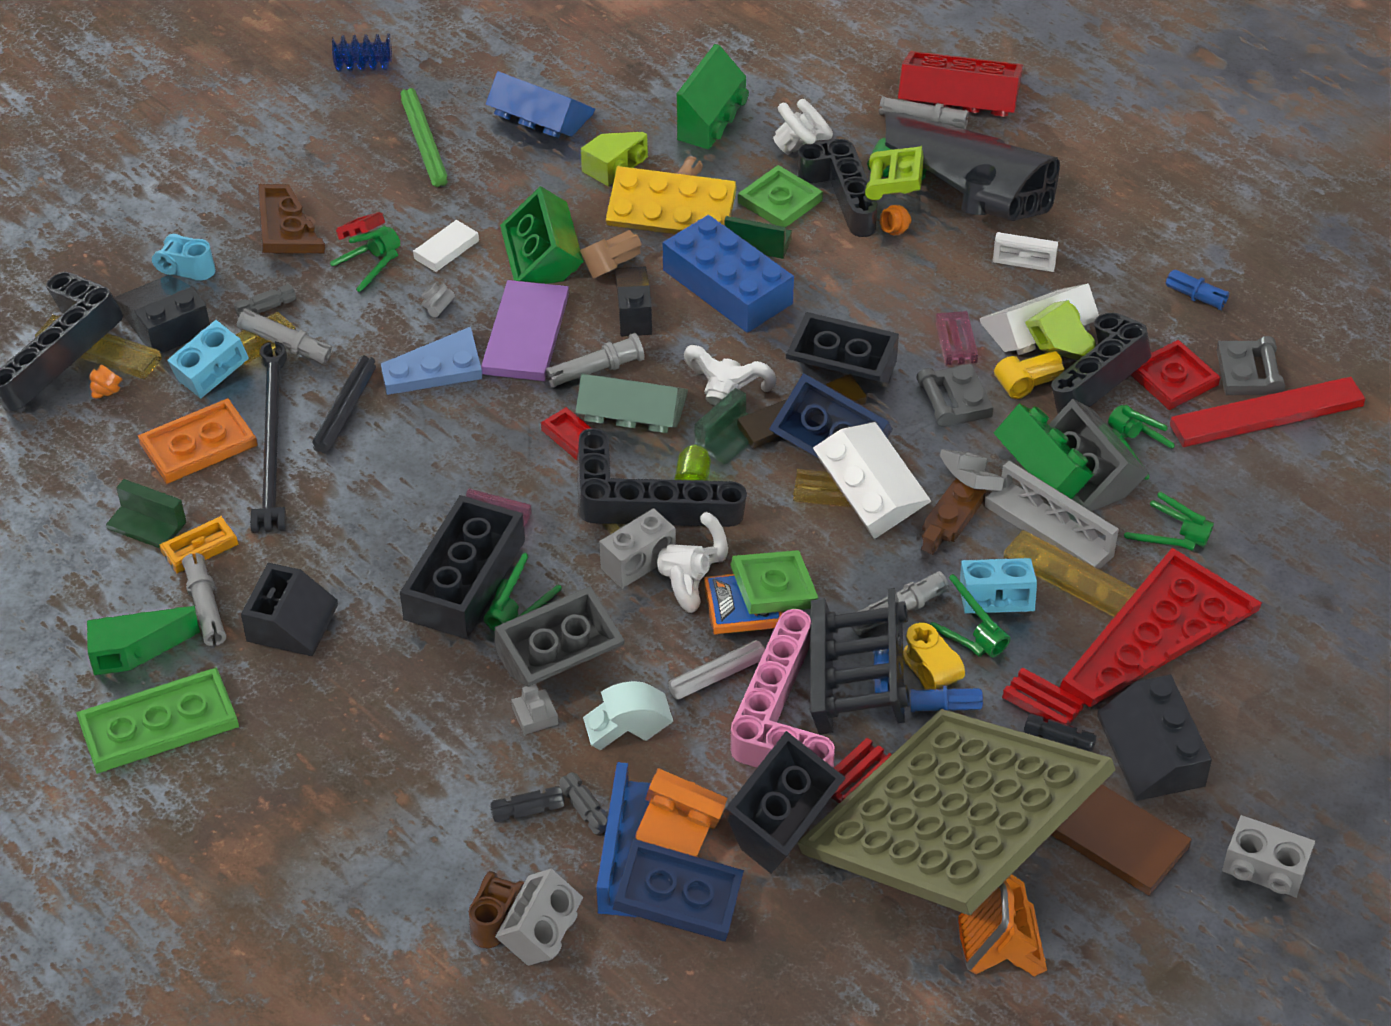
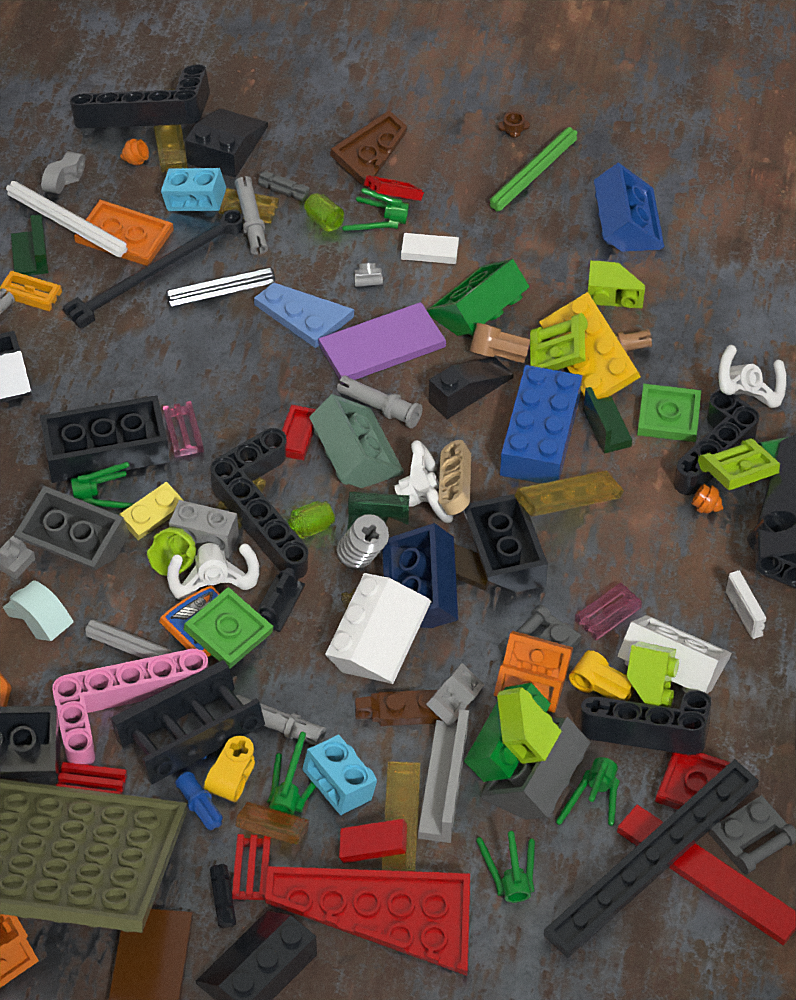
camera: 55 degrees right, 5 degrees up
(72, 444) = (63, 172): none -> light grey piece
(140, 468) = (67, 219): none -> white axle
(187, 258) = (286, 120): medium azure piece -> none
(333, 287) = (324, 212): none -> clear neon green brick
(358, 122) = (514, 124): none -> reddish brown plate
(362, 53) = (584, 80): clear blue piece -> none
(572, 571) = (151, 511): none -> light yellow plate
(646, 581) = (169, 543): none -> lime hair
(662, 218) = (562, 350): none -> lime plate
(710, 99) = (727, 303): green slope -> none
(743, 344) = (455, 477): none -> tan beam
(757, 533) = (281, 598): none -> black hinge
(761, 442) = (362, 541): none -> light grey piece
(826, 289) = (568, 493): none -> clear yellow tile
(984, 405) = (535, 662): none -> orange slope
(1010, 659) = (272, 823): none -> clear orange tile
(1070, 423) = (525, 726): none -> lime slope
(1084, 598) = (373, 840): none -> red tile
(1238, 432) = (650, 858): none -> black plate

